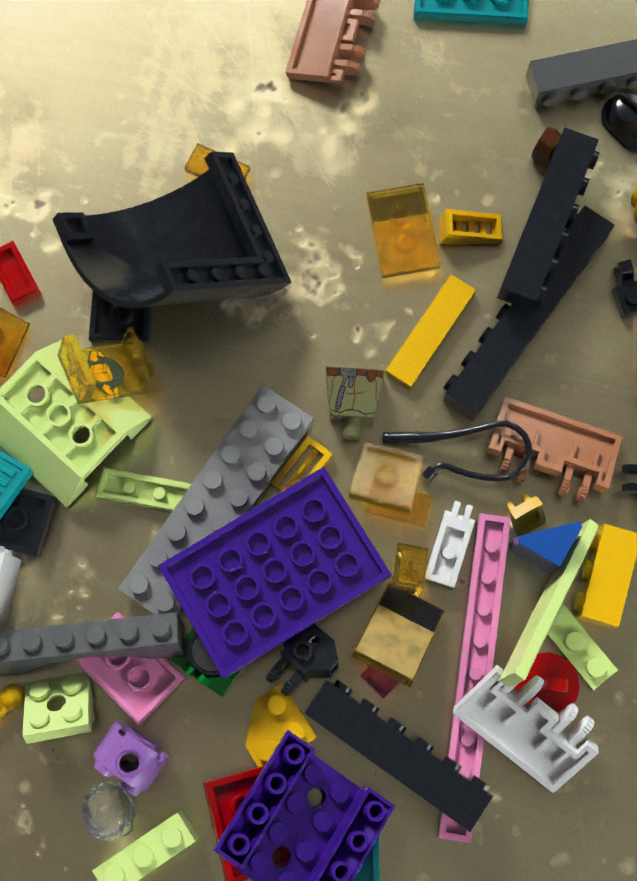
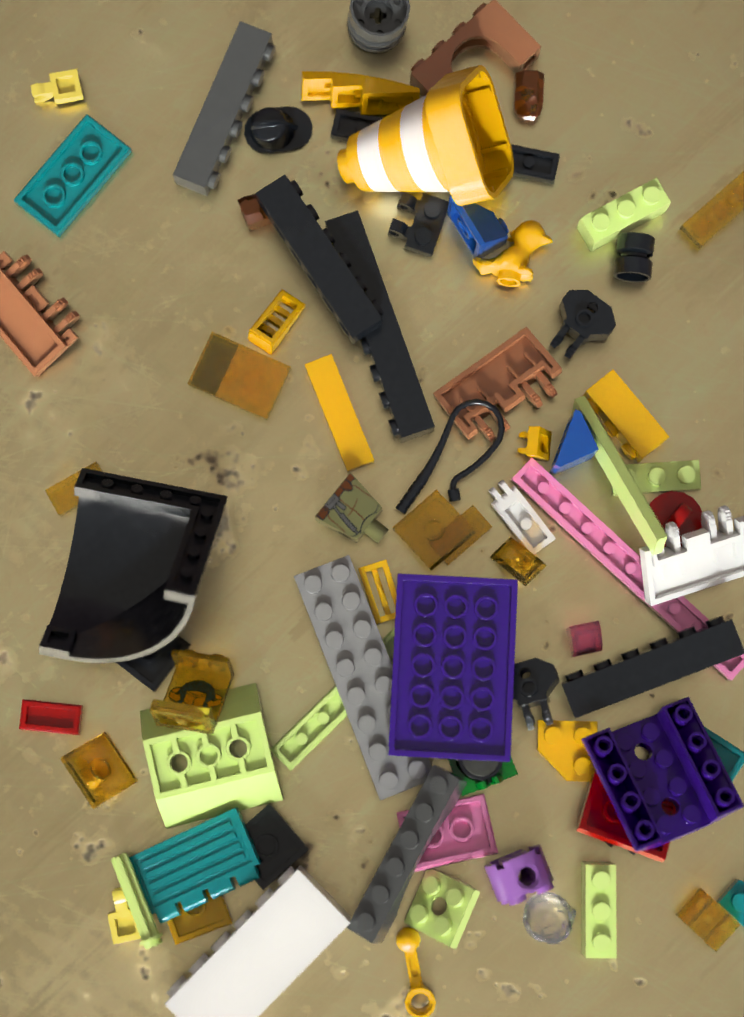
camera: 60 degrees left, 5 degrees up
(398, 635) = (564, 605): tile -> none

